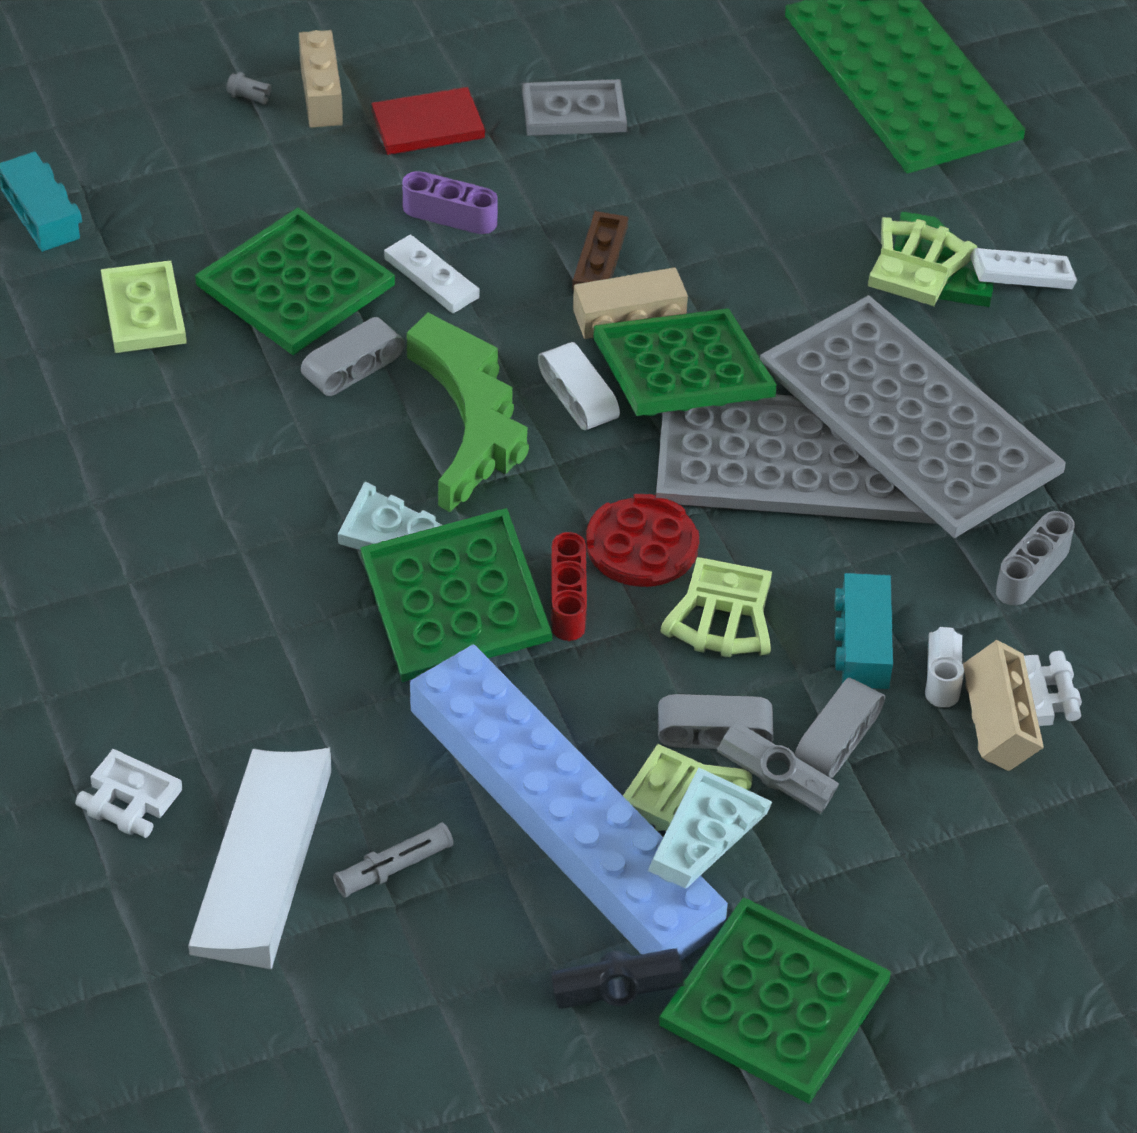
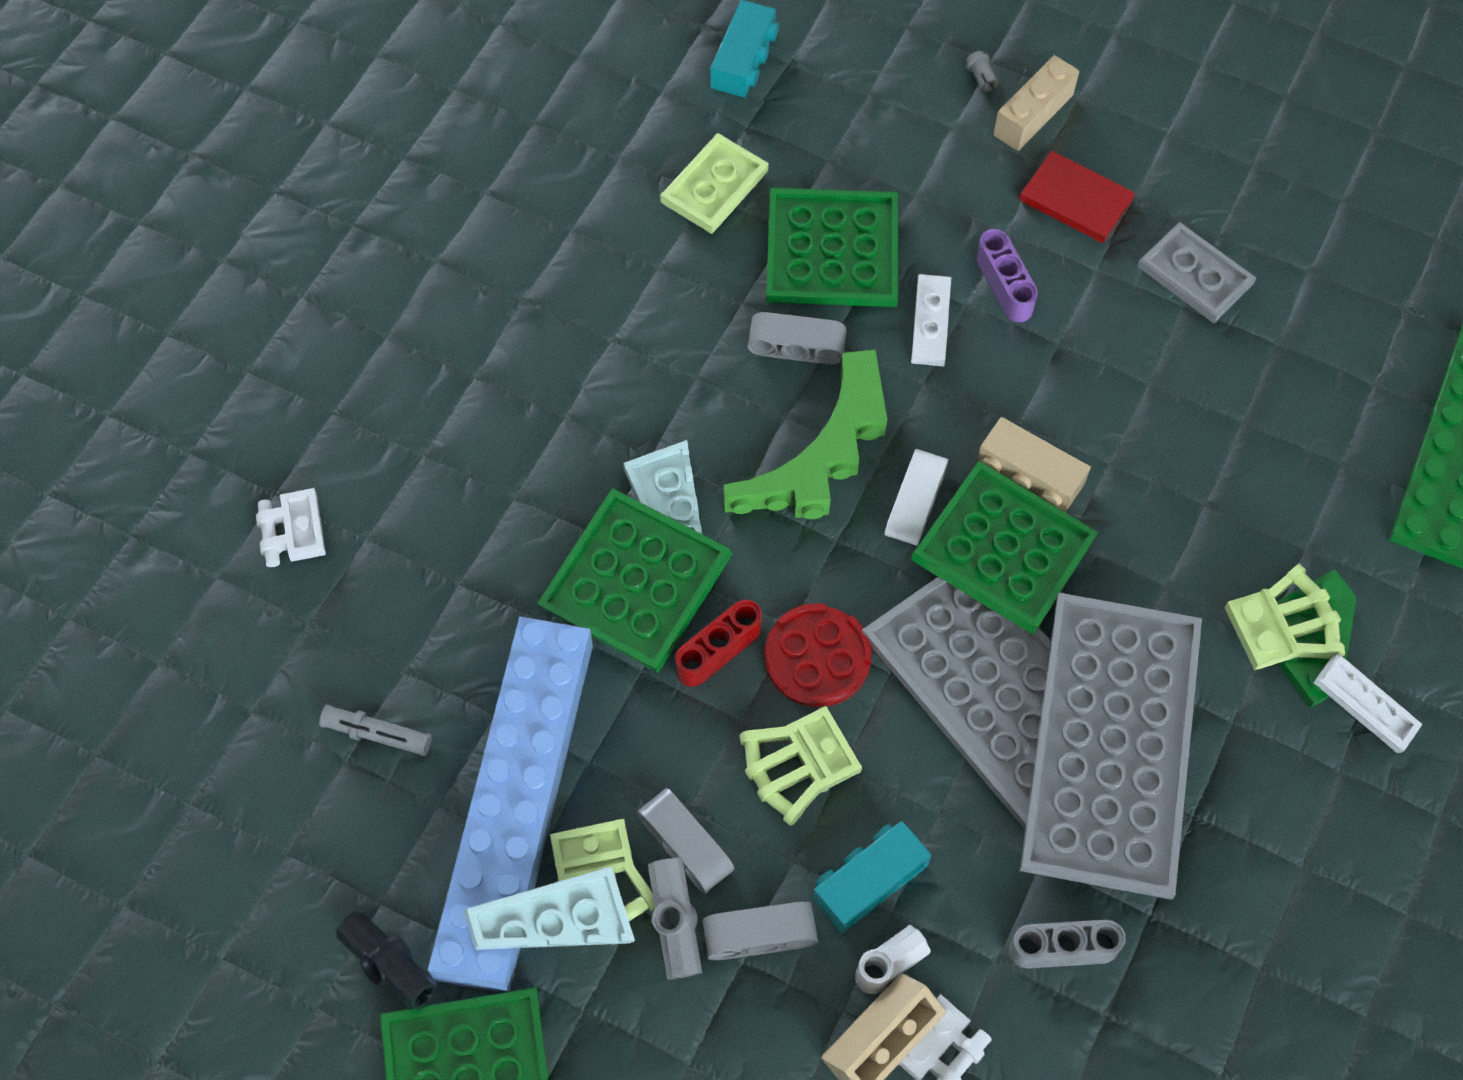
camera: 50 degrees right, 15 degrees up
(261, 857) = (311, 648): white arch -> none
(601, 248) = (1065, 405): reddish brown plate -> none

